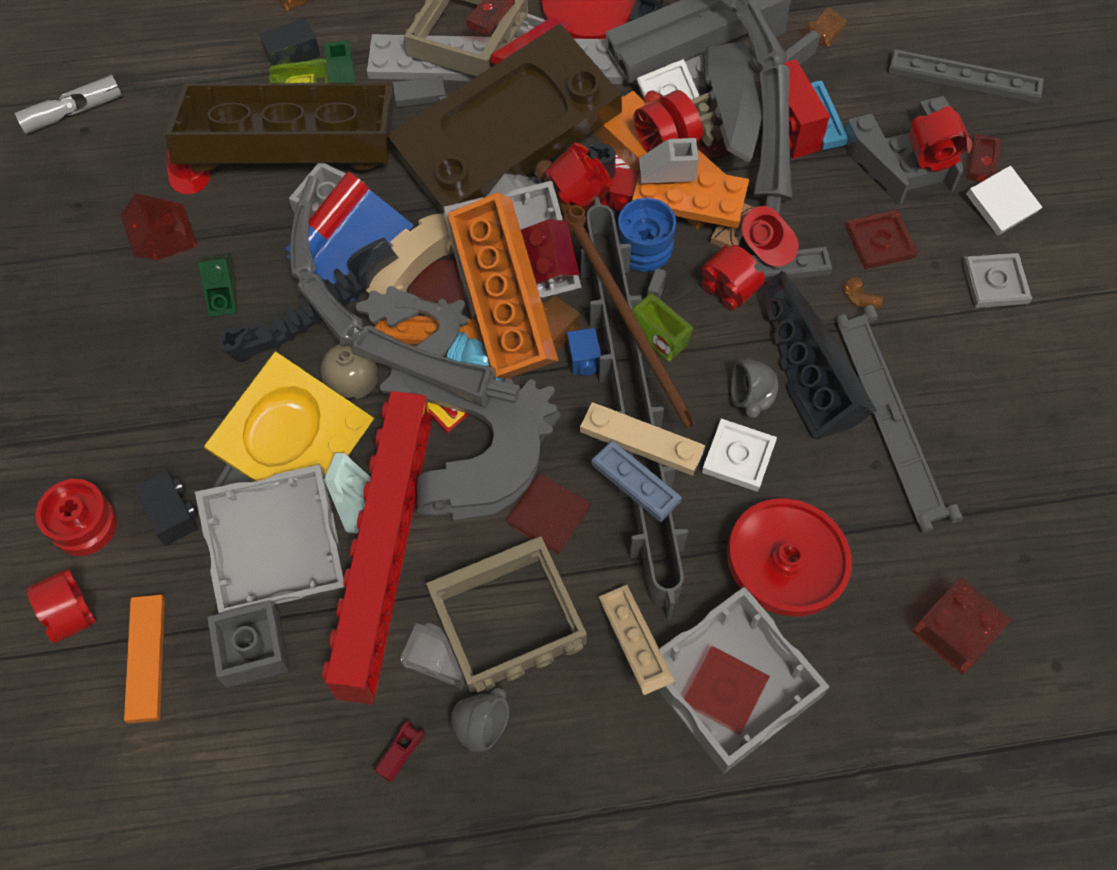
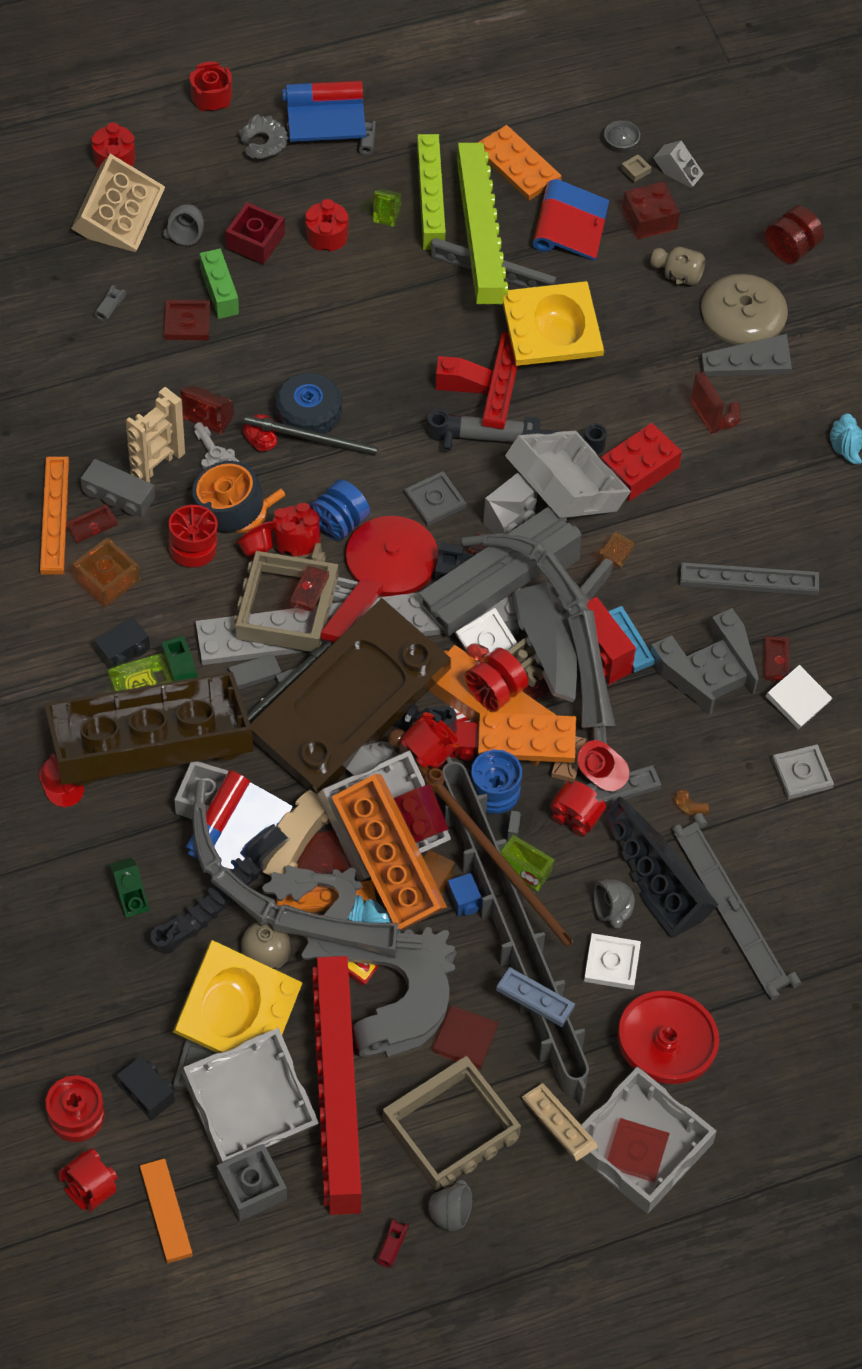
camera: 15 degrees left, 5 degrees down
(157, 227) = (55, 844): clear red slope -> none
(346, 486) = (300, 1045): light aqua wing -> none
(432, 655) = (401, 1166): clear slope -> none
(642, 438) = (533, 961): tan plate -> none
(670, 162) = (506, 715): light grey slope -> none
(881, 239) = (699, 750): clear red tile -> none
(939, 139) = (733, 655): red brick -> none
(961, 626) = (811, 1067): clear red brick -> none

